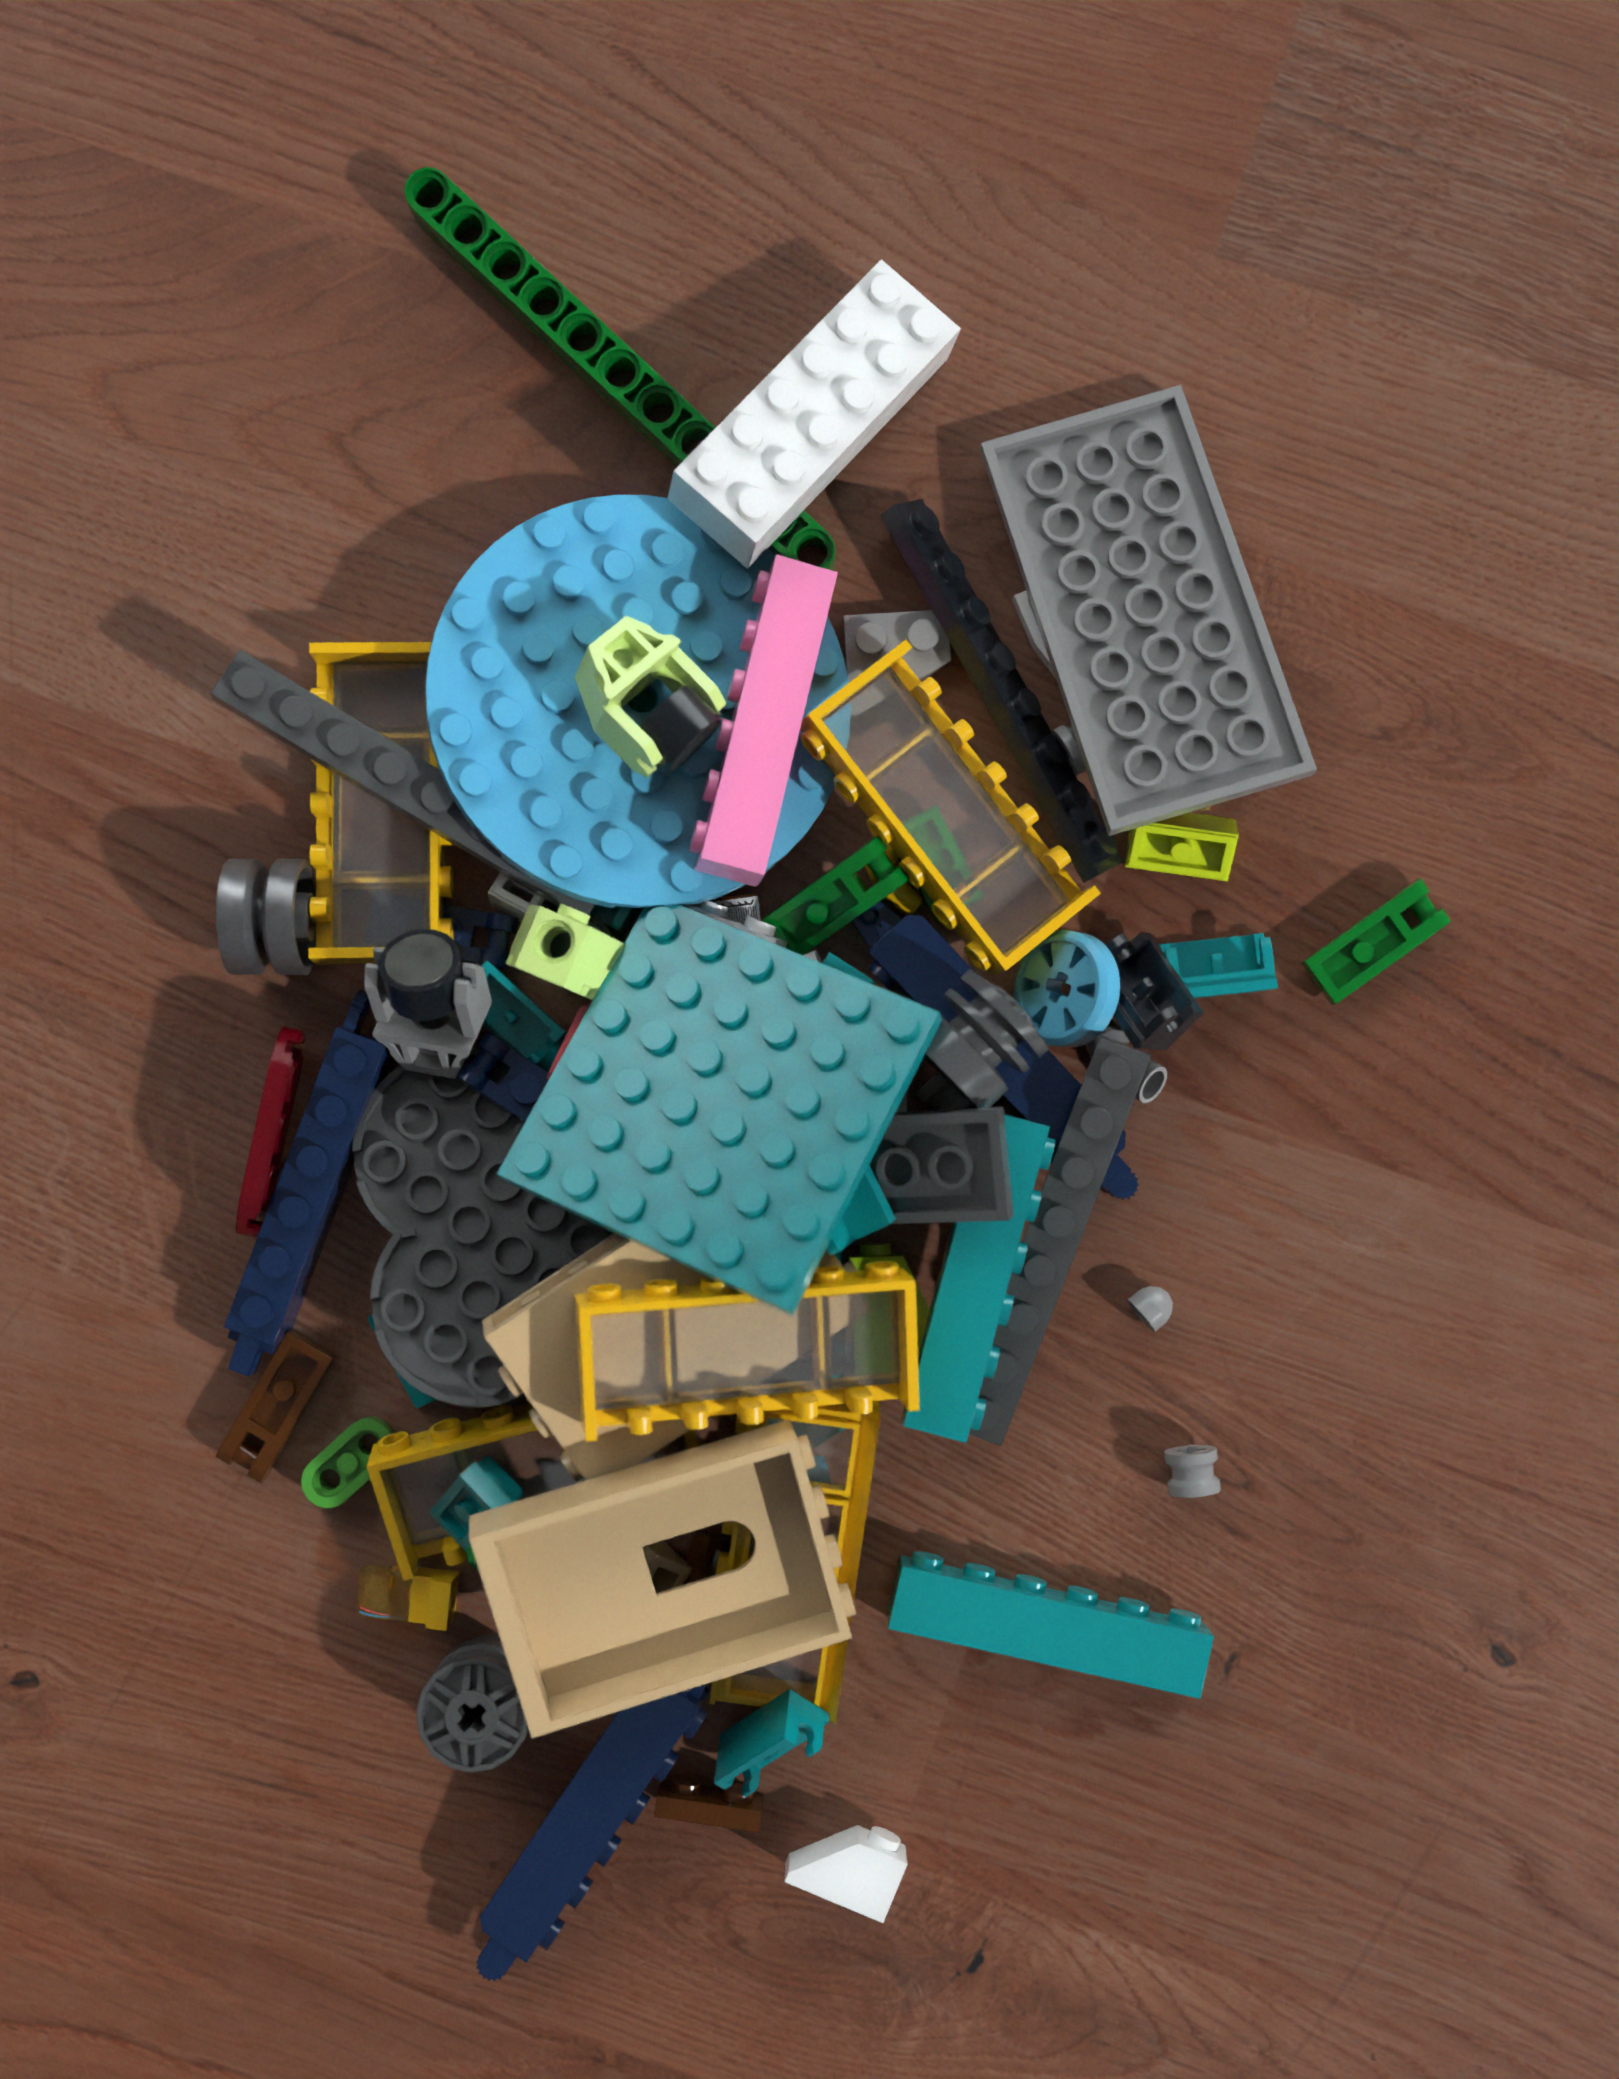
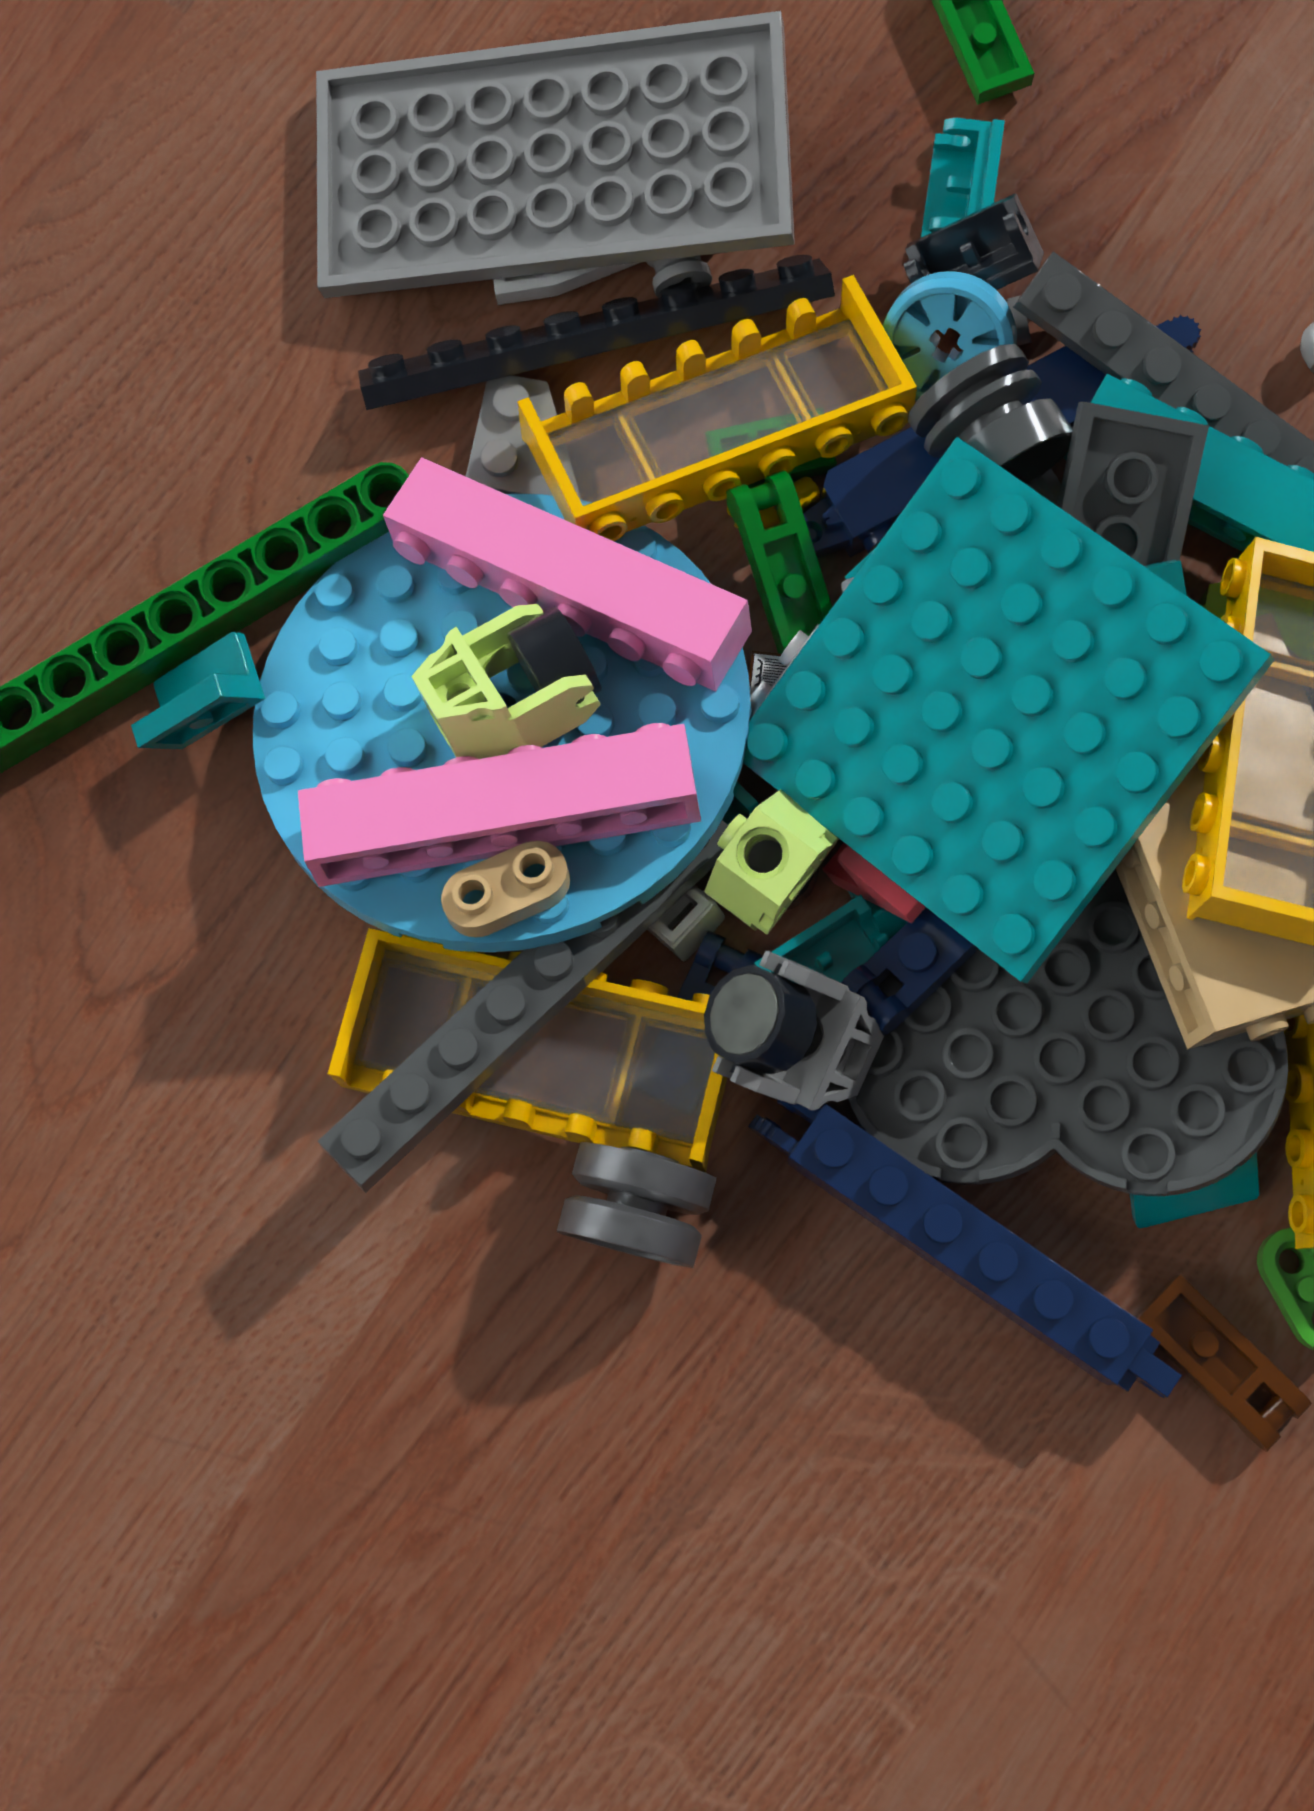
camera: 70 degrees left, 10 degrees down
(270, 1130) = (894, 1271): dark red tile -> none
(473, 740) = (507, 892): none -> tan plate
(542, 717) = (497, 802): none -> bright pink brick
(600, 450) = (201, 695): none -> teal panel
(812, 414) = (238, 445): white brick -> none
(1185, 846) = (823, 183): neon yellow slope -> none

